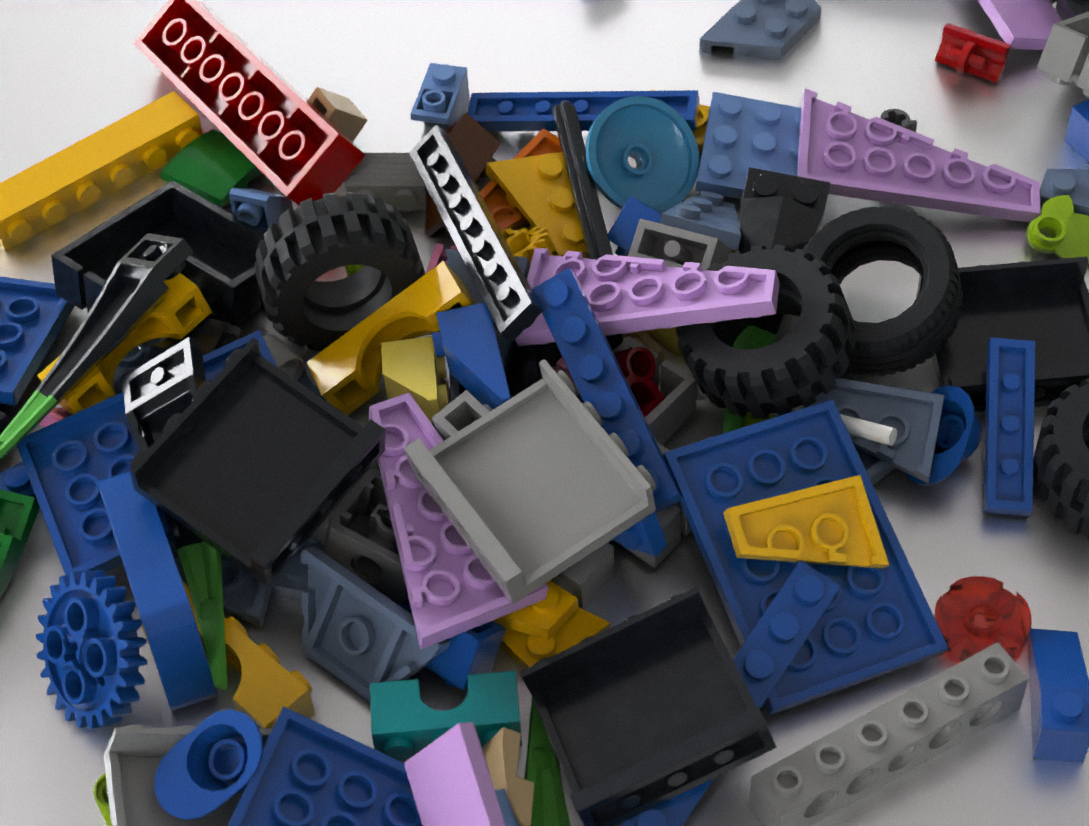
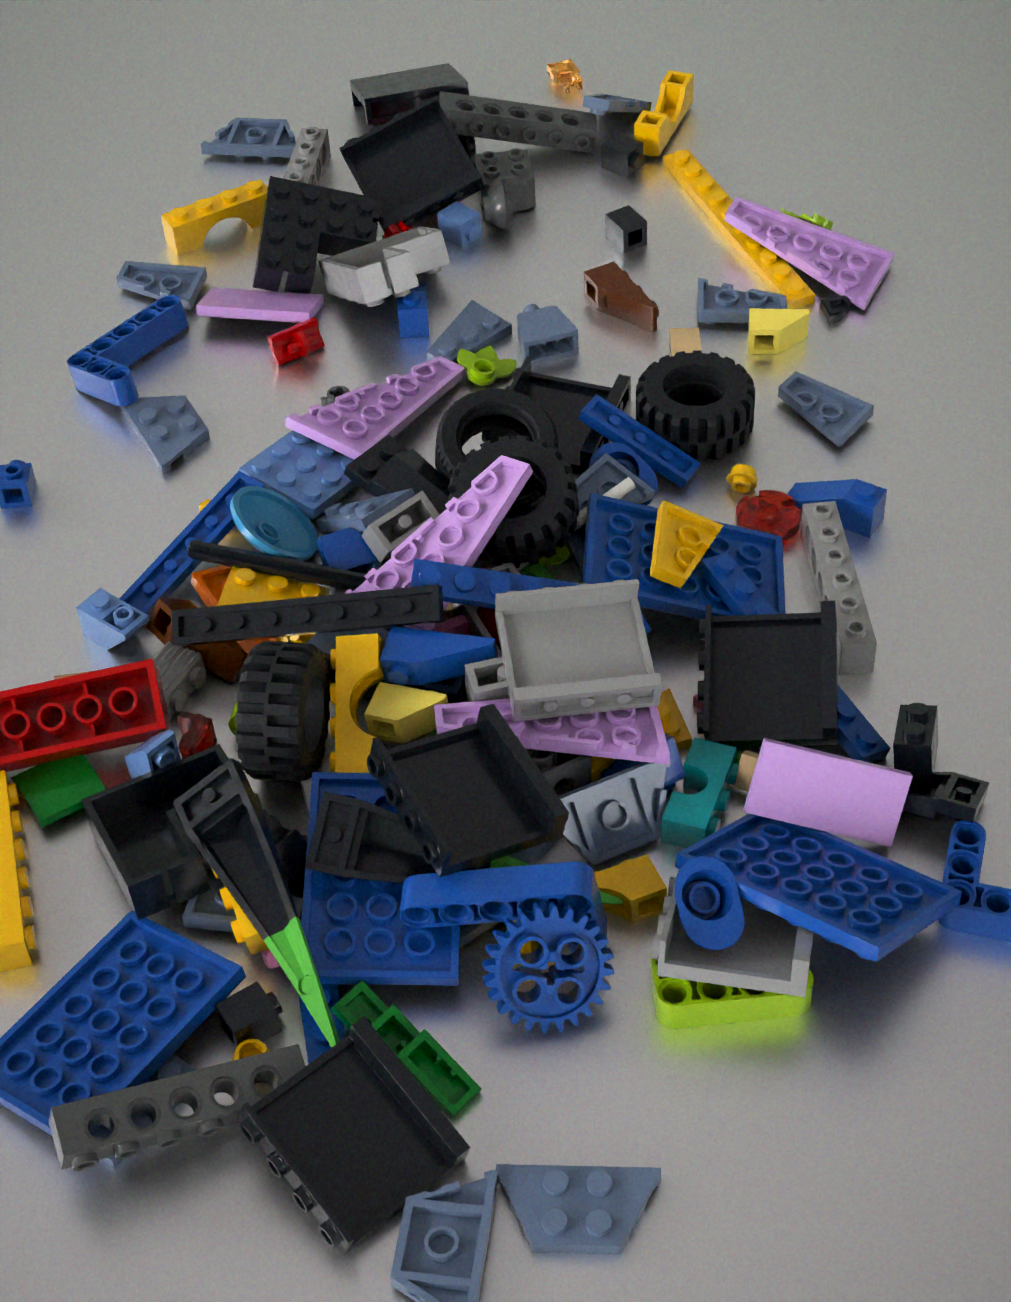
camera: 65 degrees left, 5 degrees down
(1037, 567) = (742, 478): none -> yellow plate

